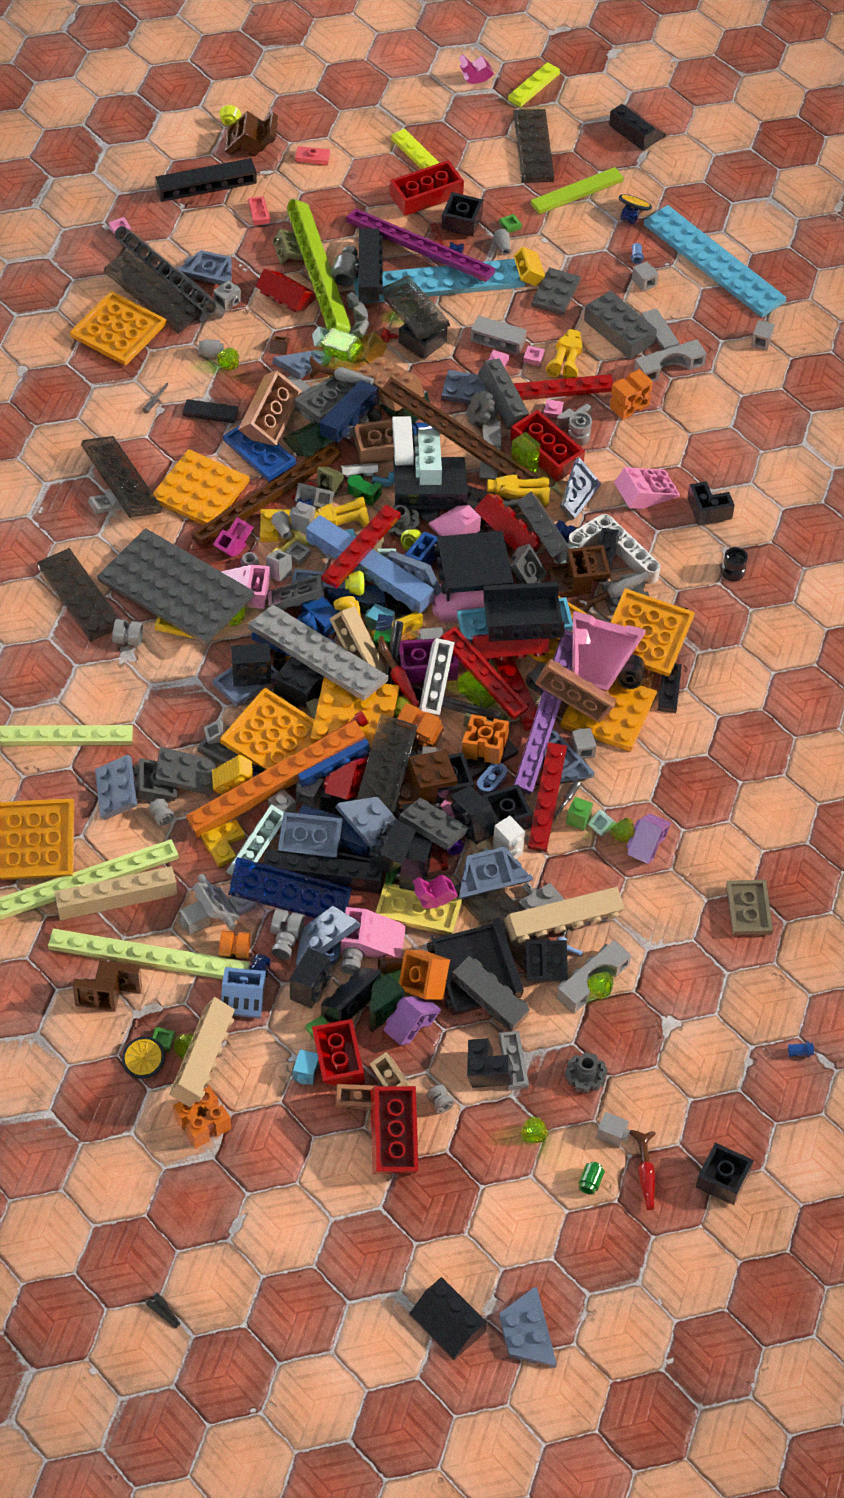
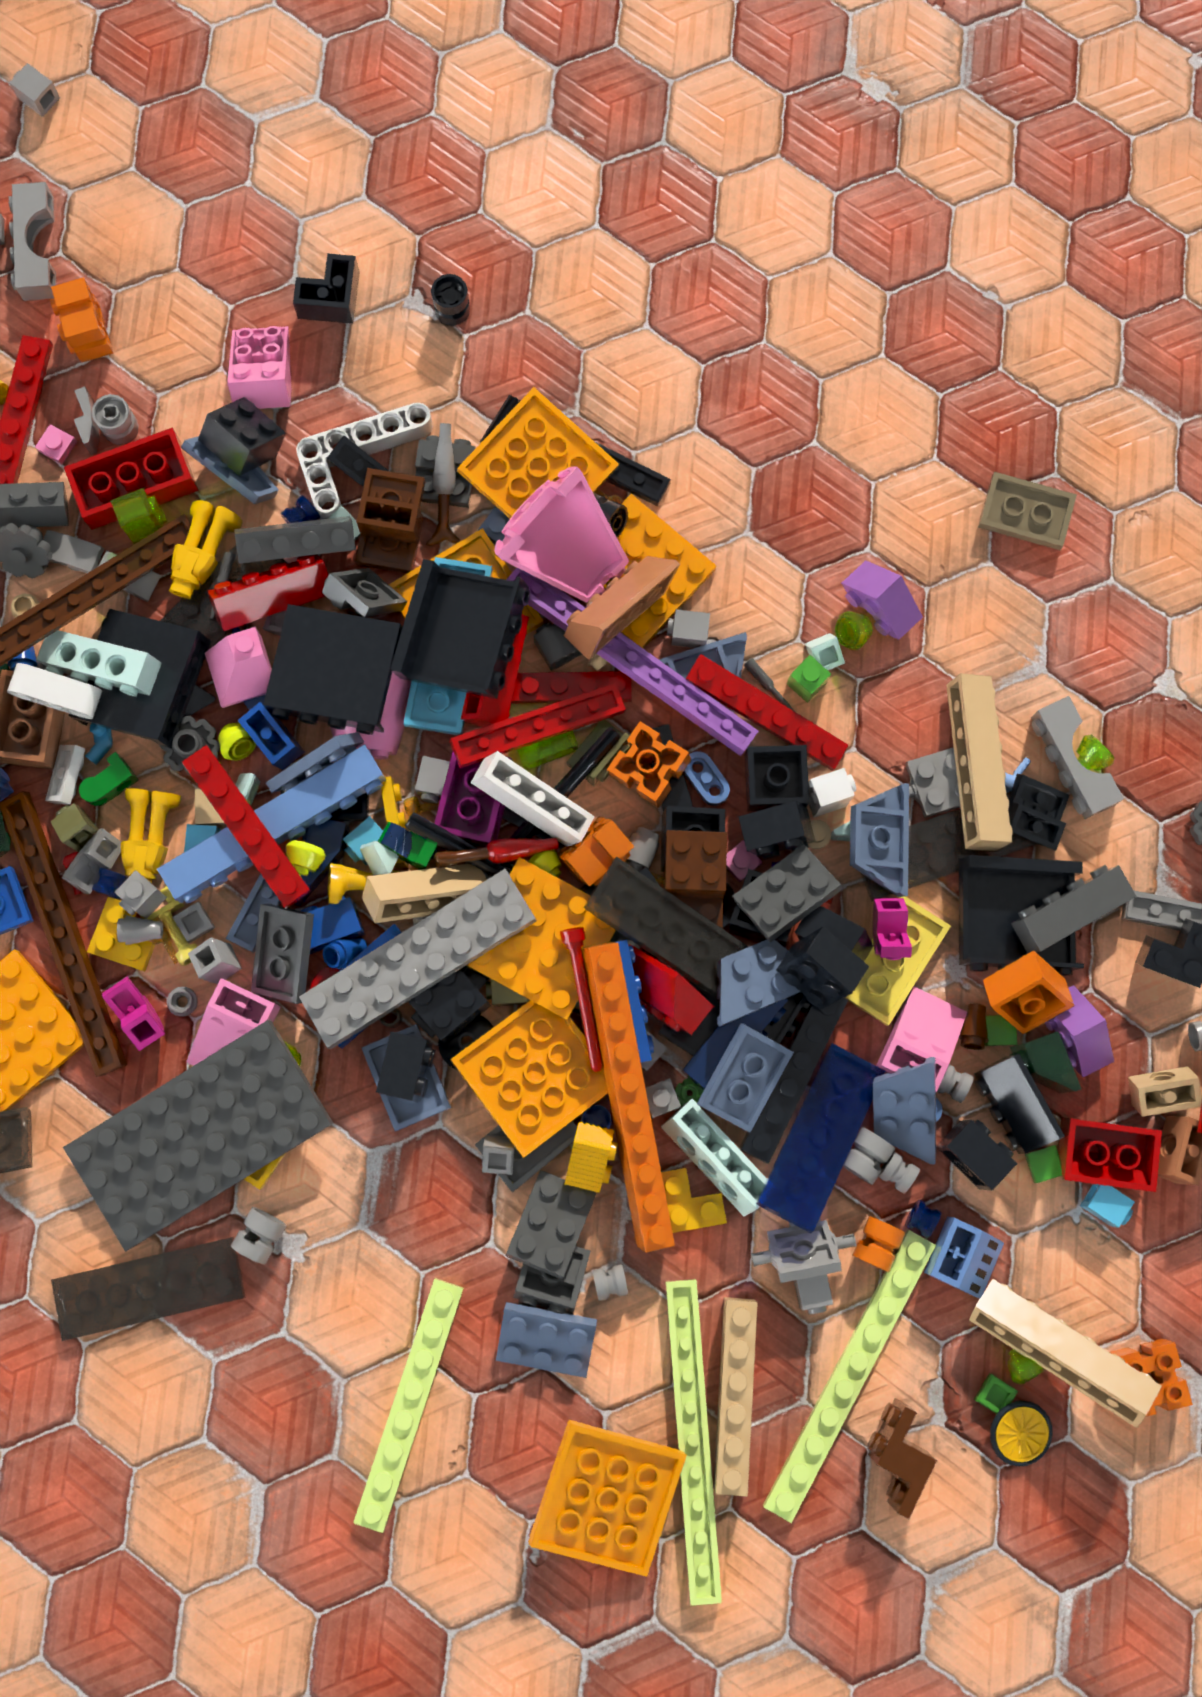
camera: 70 degrees left, 25 degrees up
(371, 620) = (378, 857): none -> light aqua slope
(596, 486) = (241, 436): none -> black brick

